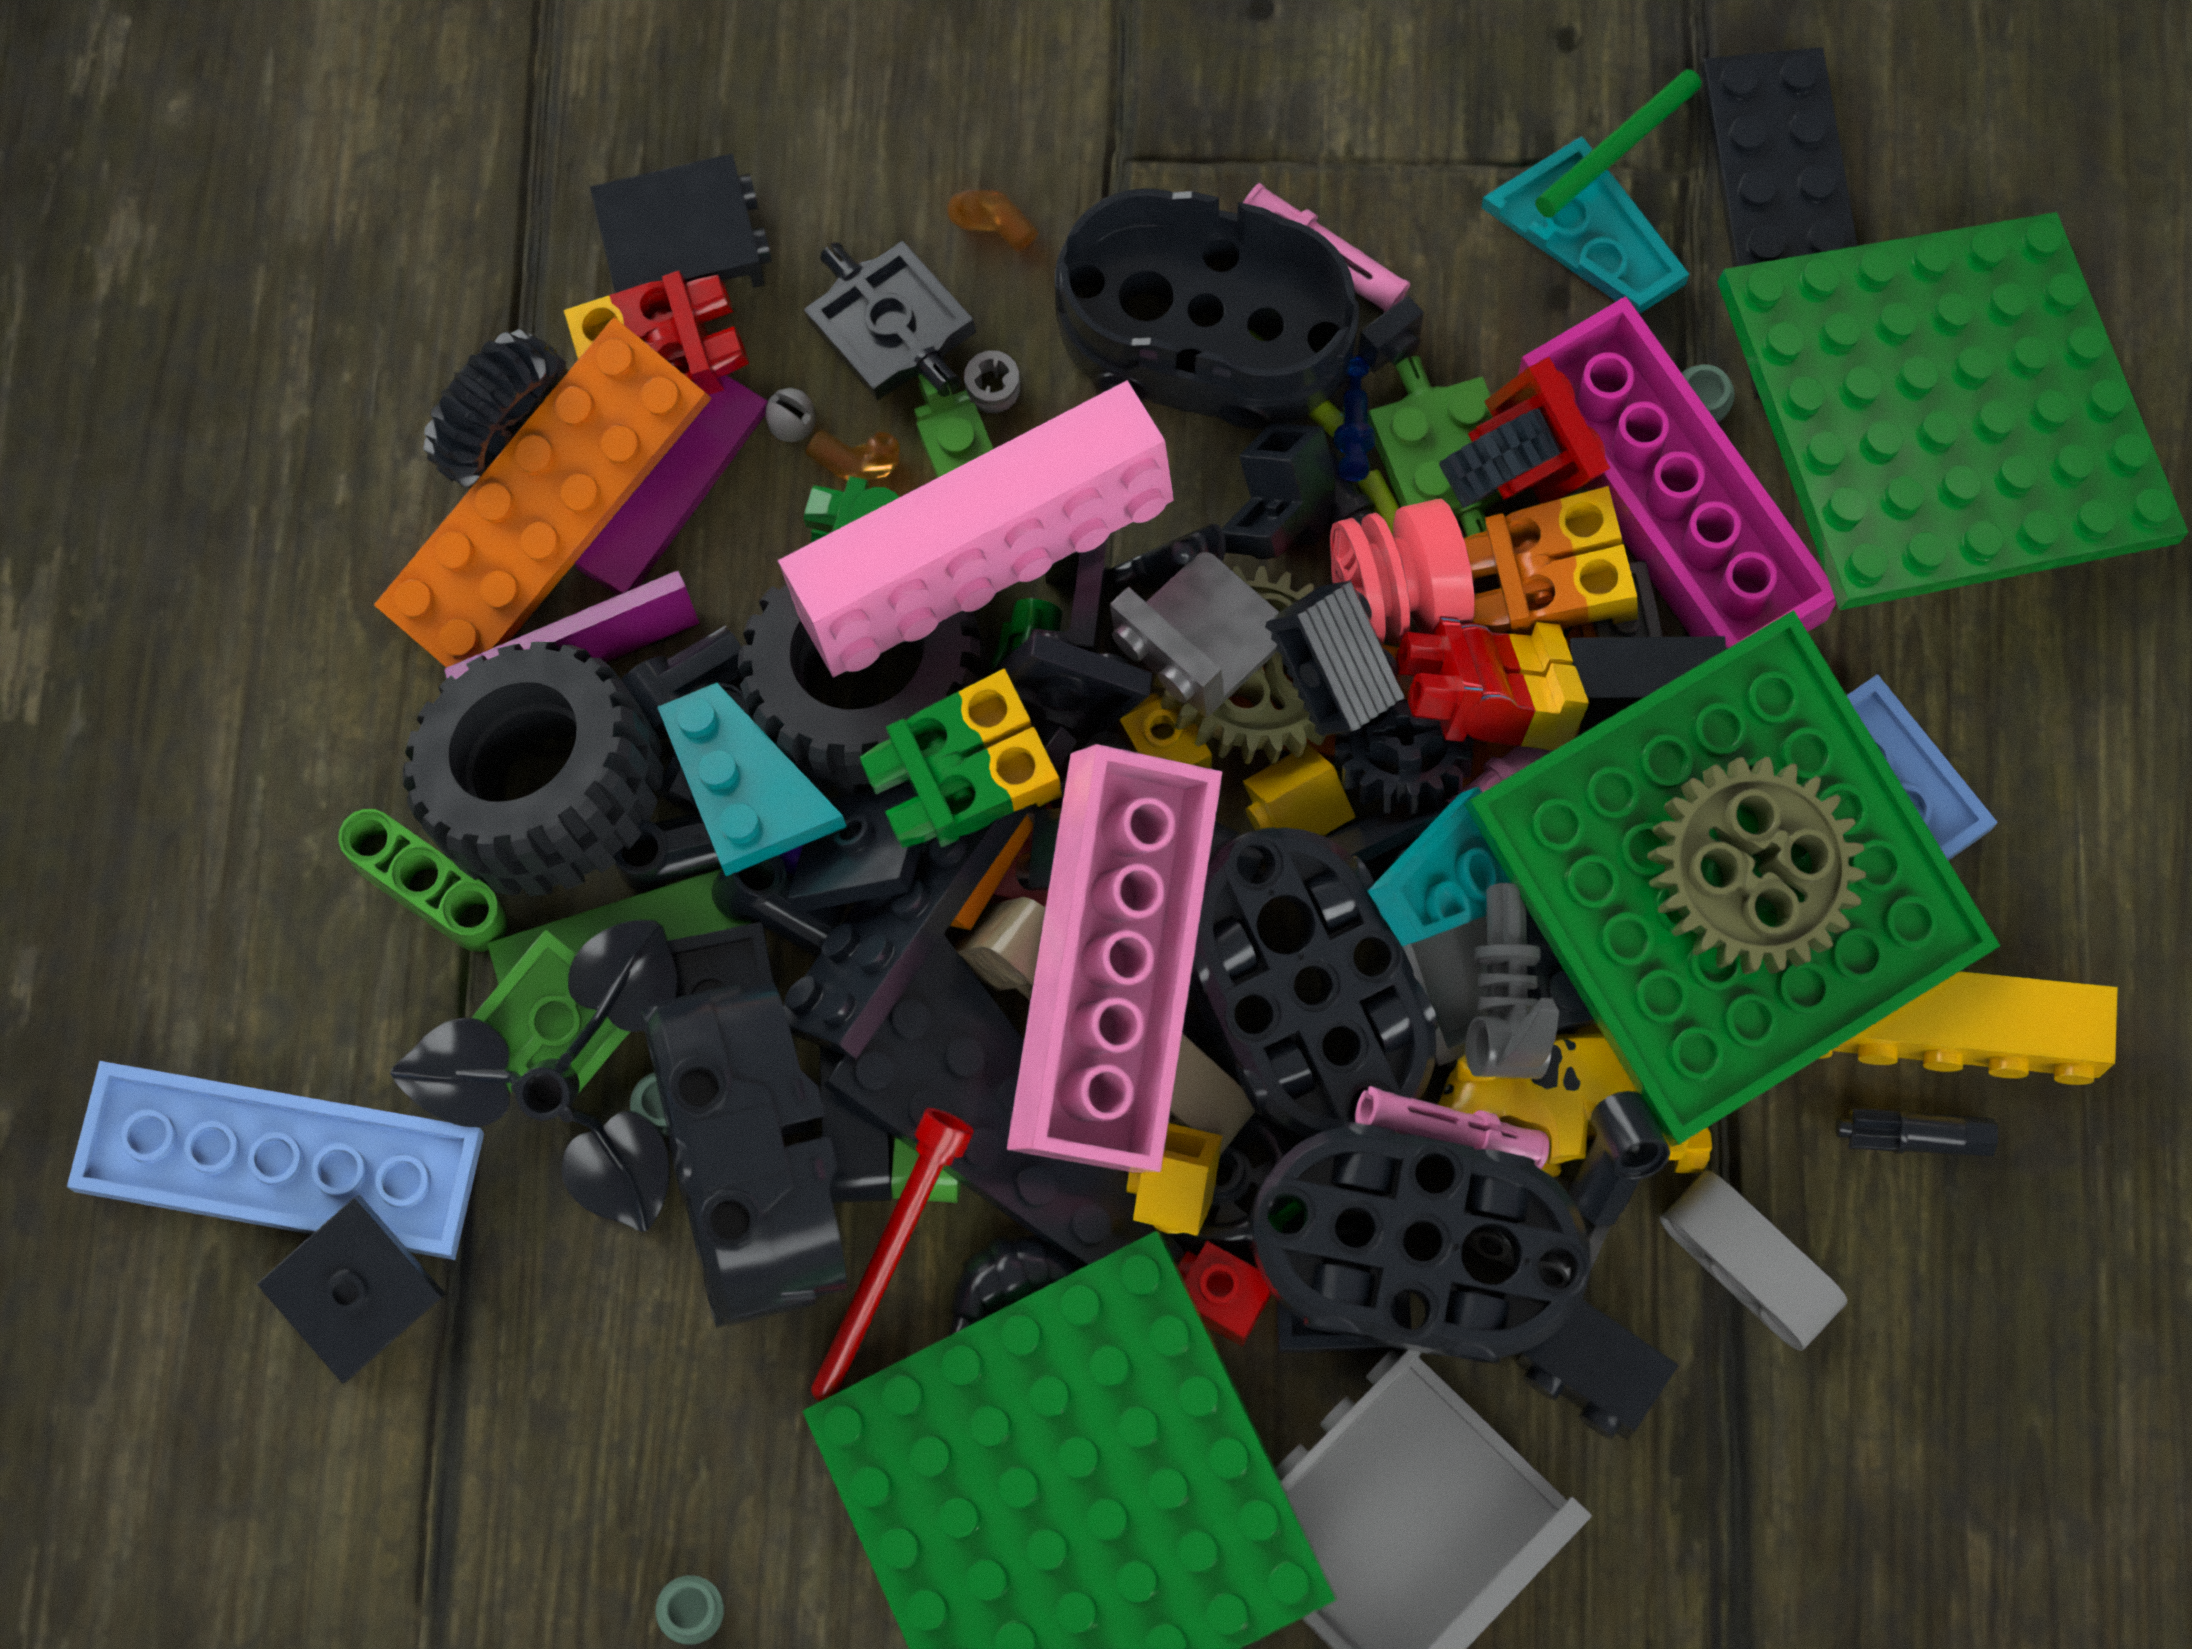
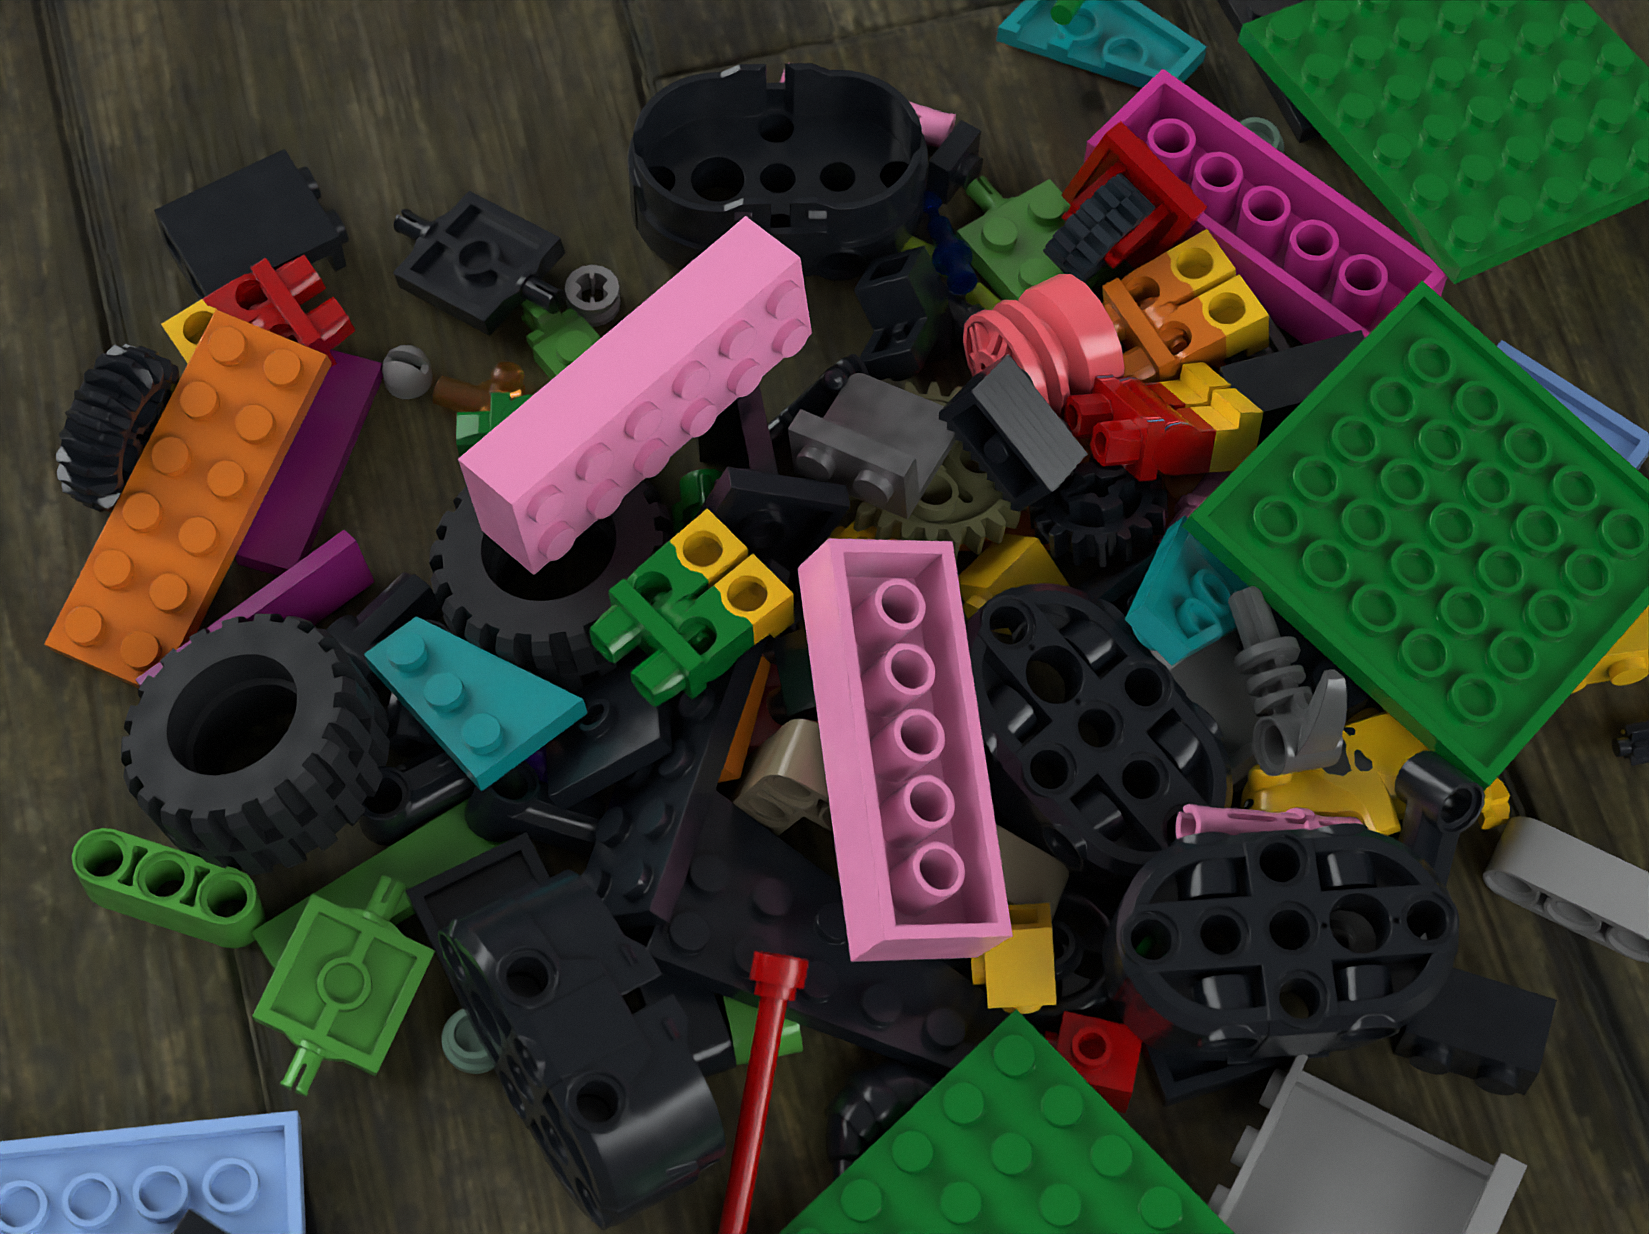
camera: 20 degrees left, 10 degrees down
(463, 1076) = (269, 1065): black plant -> none
(991, 212) = (546, 149): clear orange arm -> none
(1785, 817) = (1473, 508): olive gear -> none

